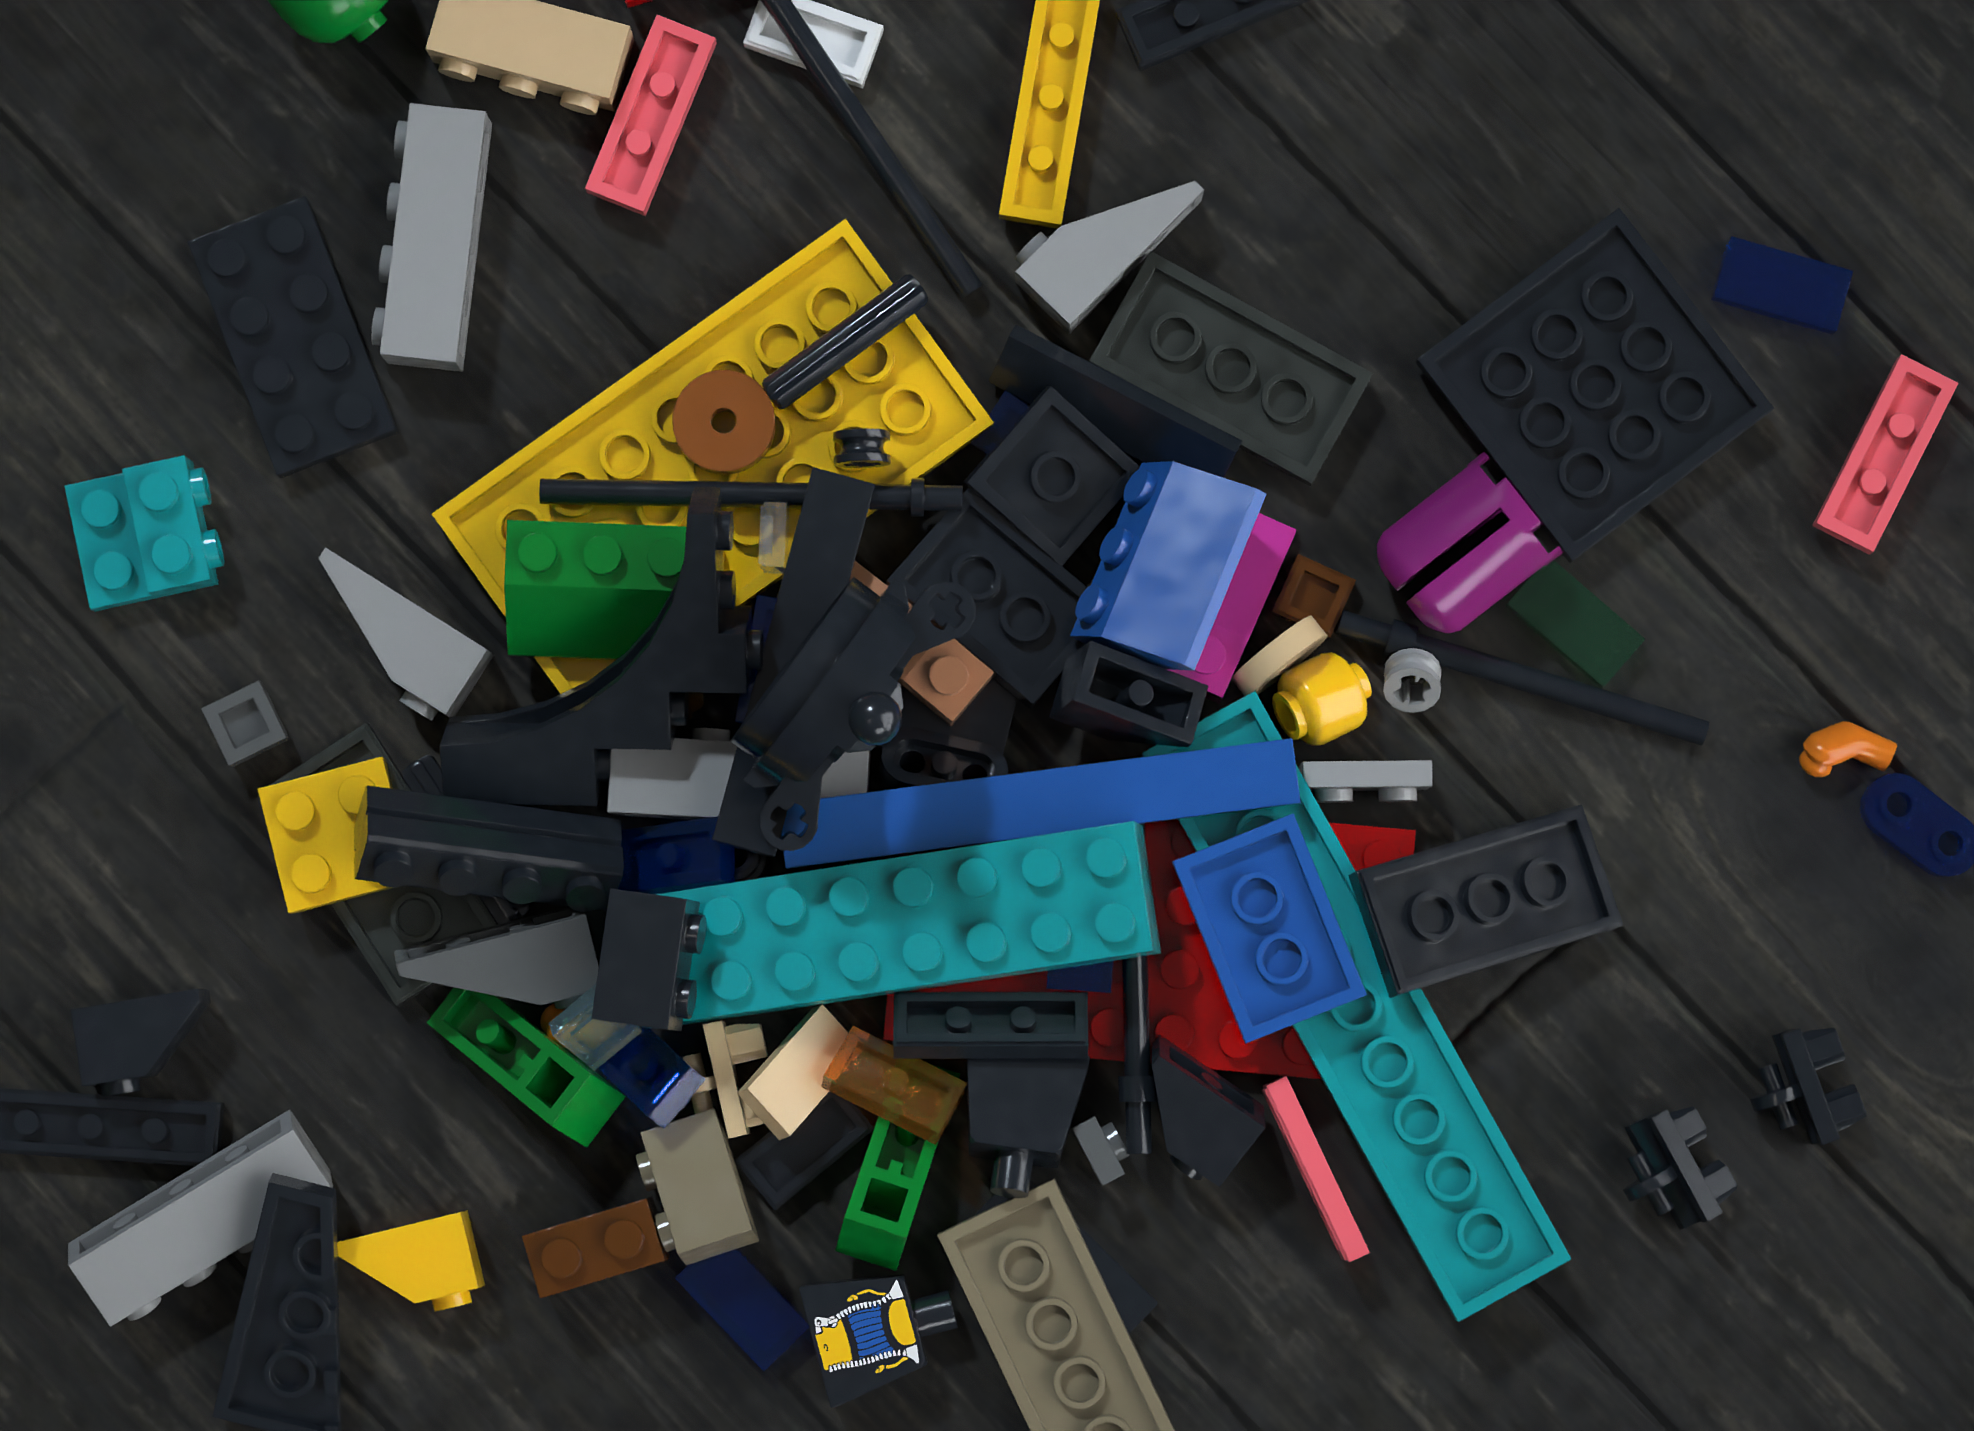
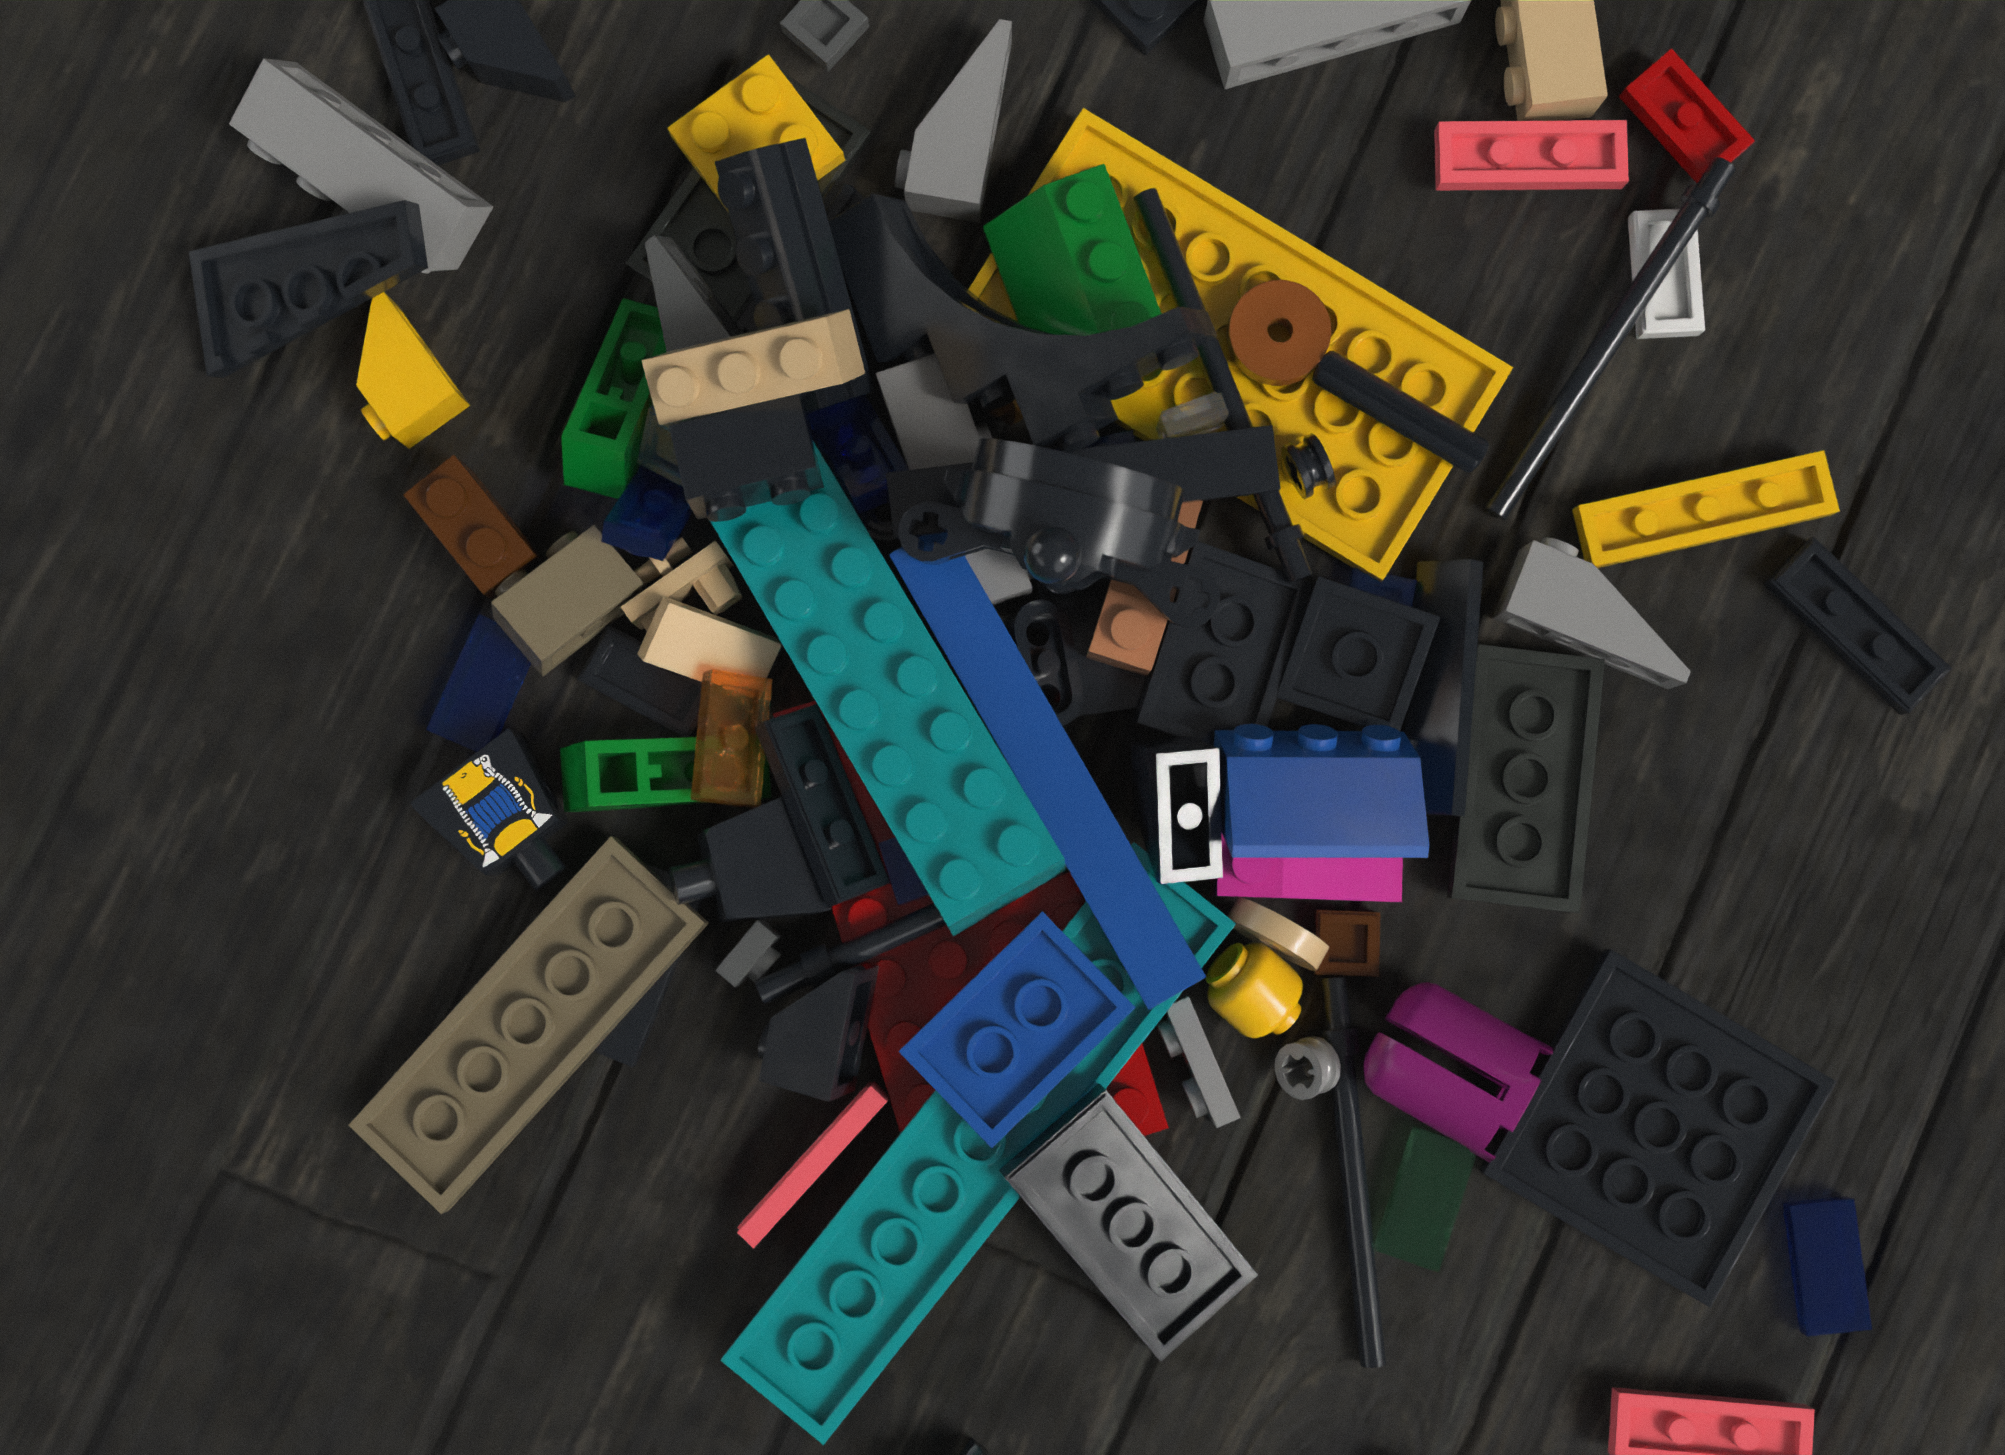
camera: 65 degrees right, 0 degrees up
(566, 919) = (754, 367): none -> tan brick

